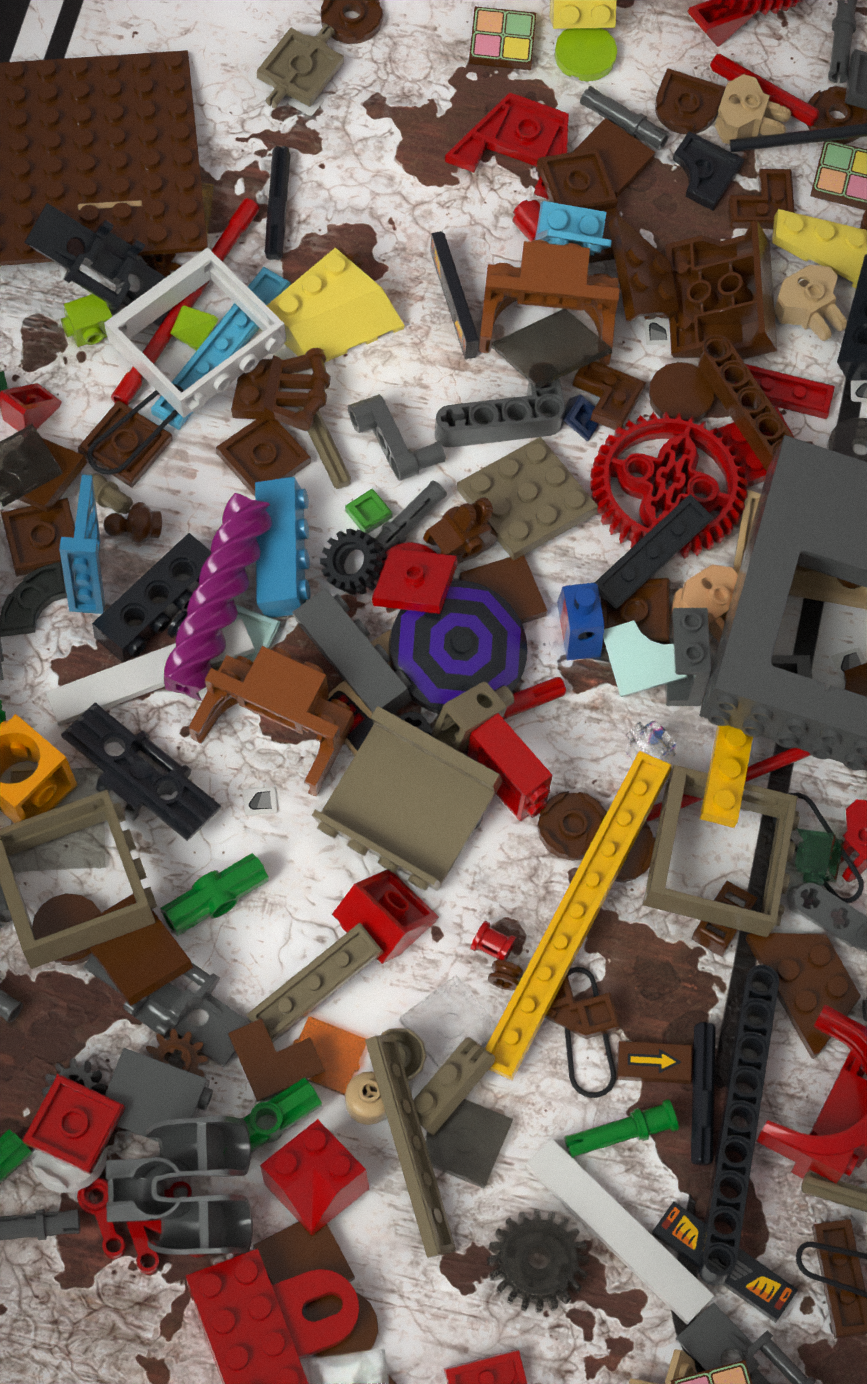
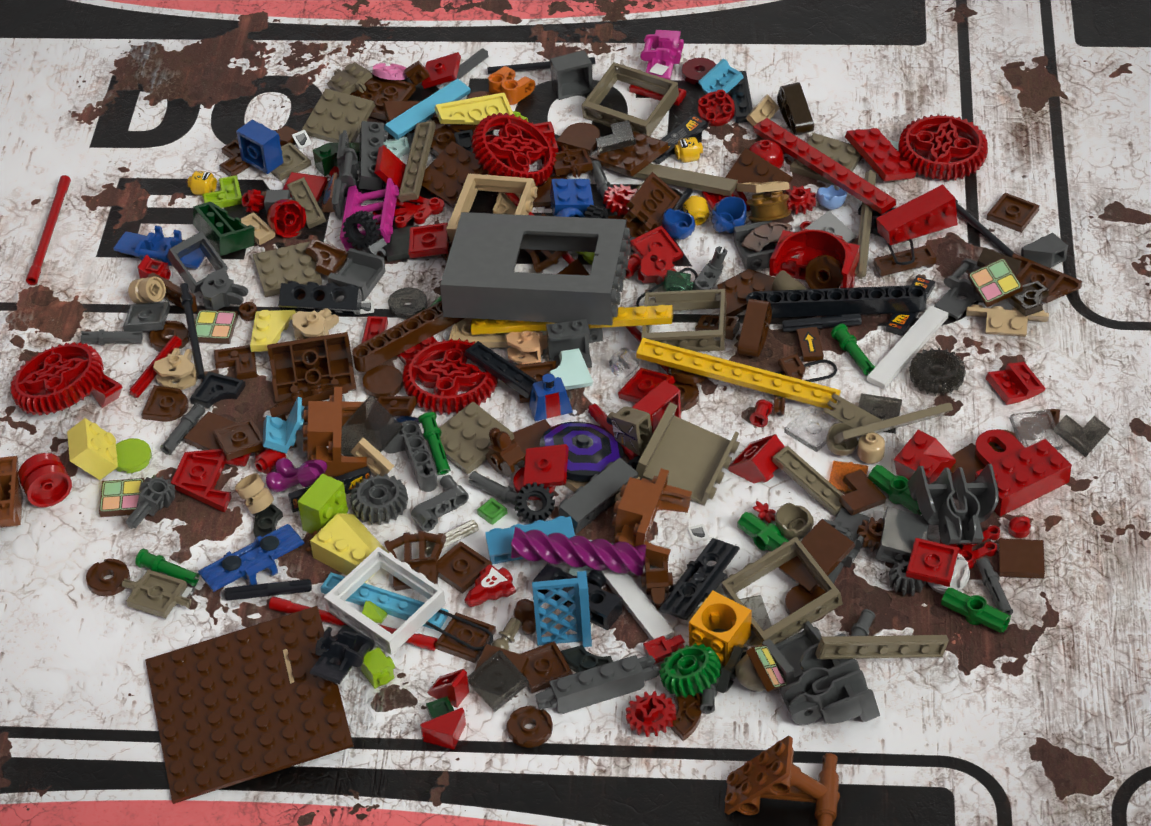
camera: 90 degrees left, 20 degrees down
(26, 697) = (662, 648): none -> red plate
(79, 1291) = (1021, 558): none -> reddish brown tile
(148, 1307) = (1019, 527): none -> red tile
(150, 706) = (657, 581): none -> reddish brown hinge
(208, 484) = (490, 586): none -> red rock
(226, 935) = (793, 521): none -> dark tan hair
(270, 909) = (764, 512): none -> red plant
(318, 176) = (251, 558): none -> blue piece
(354, 72) = (160, 565): none -> green pin
(407, 273) = (322, 503): none -> lime brick
(408, 211) = (267, 520): none -> pearl dark grey tile
(414, 375) = (379, 499): none -> dark grey gear
(456, 187) = (255, 495): none -> tan wheel
(470, 248) = (288, 476): none -> magenta piece
(473, 62) = (153, 496): none -> dark grey gear
(494, 349) = (375, 460): none -> tan plate
(529, 439) = (432, 435): none -> green pin
(588, 773) = (643, 383): none -> red tile
(690, 967) = (755, 327): none -> reddish brown beam
(789, 1054) = (784, 281): none -> dark tan helmet
(810, 1108) = (828, 264): none -> reddish brown tile

